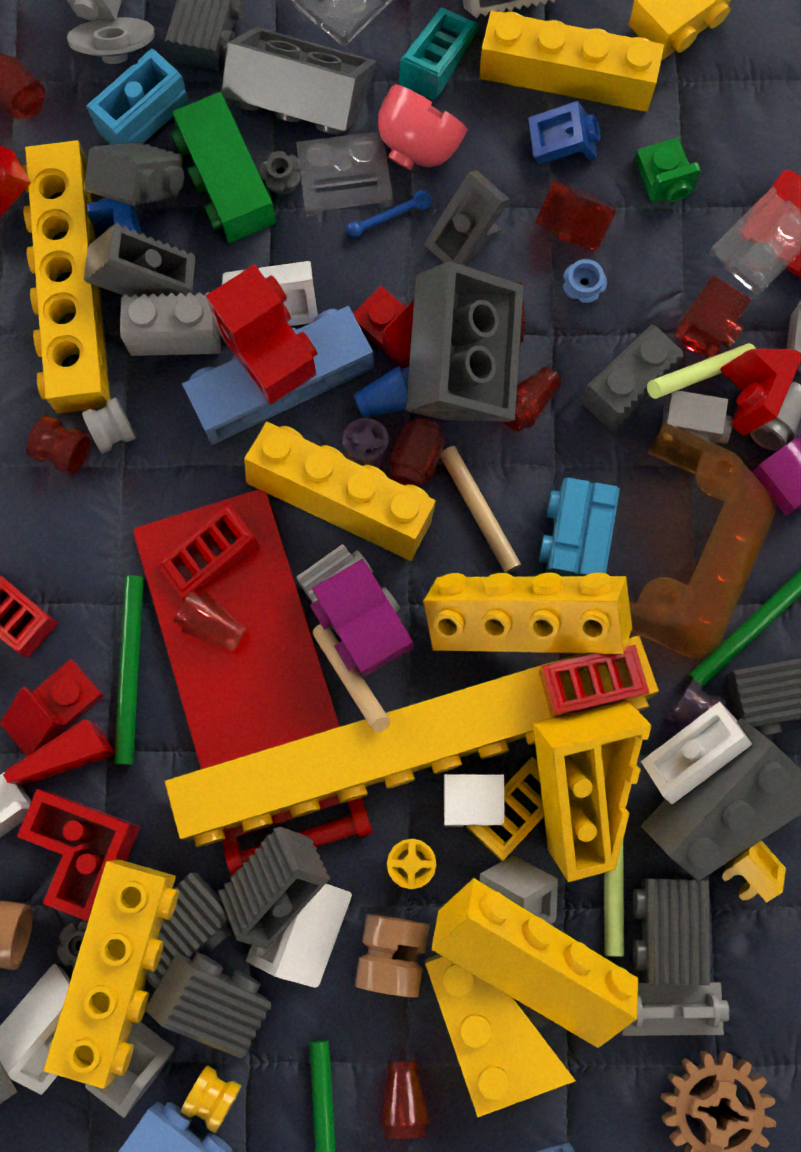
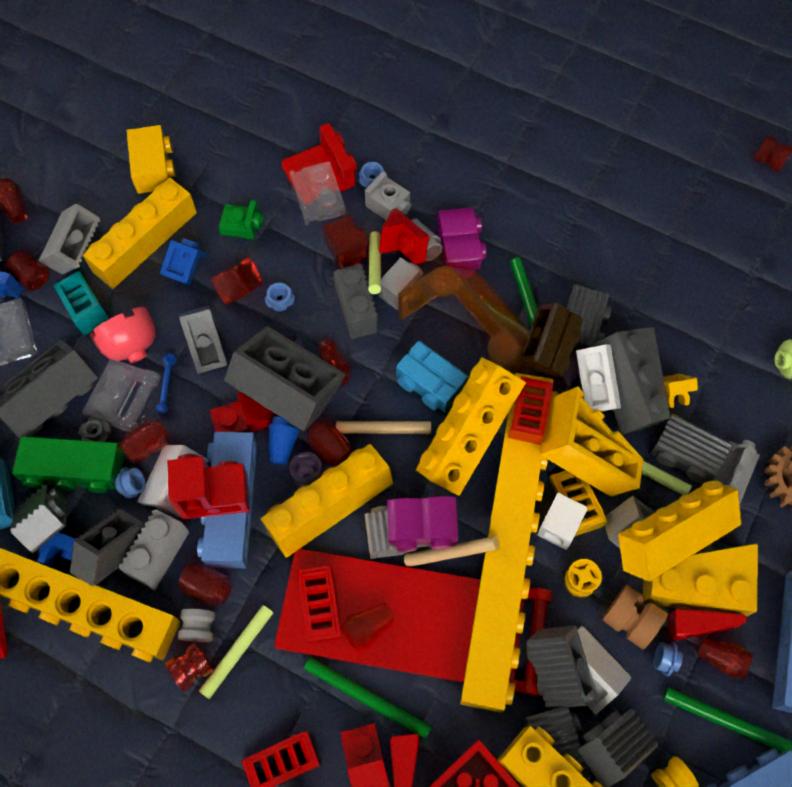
camera: 65 degrees left, 10 degrees down
(106, 488) = (235, 652): none -> yellowish green bar
(162, 407) = (205, 584): none -> clear red brick
(239, 249) = (130, 482): none -> medium blue plate
(298, 233) = (144, 440): none -> clear red brick
(363, 1024) = (667, 658): none -> medium blue plate
(425, 1039) = (693, 623): none -> red slope
(712, 660) = (551, 341): none -> dark brown brick

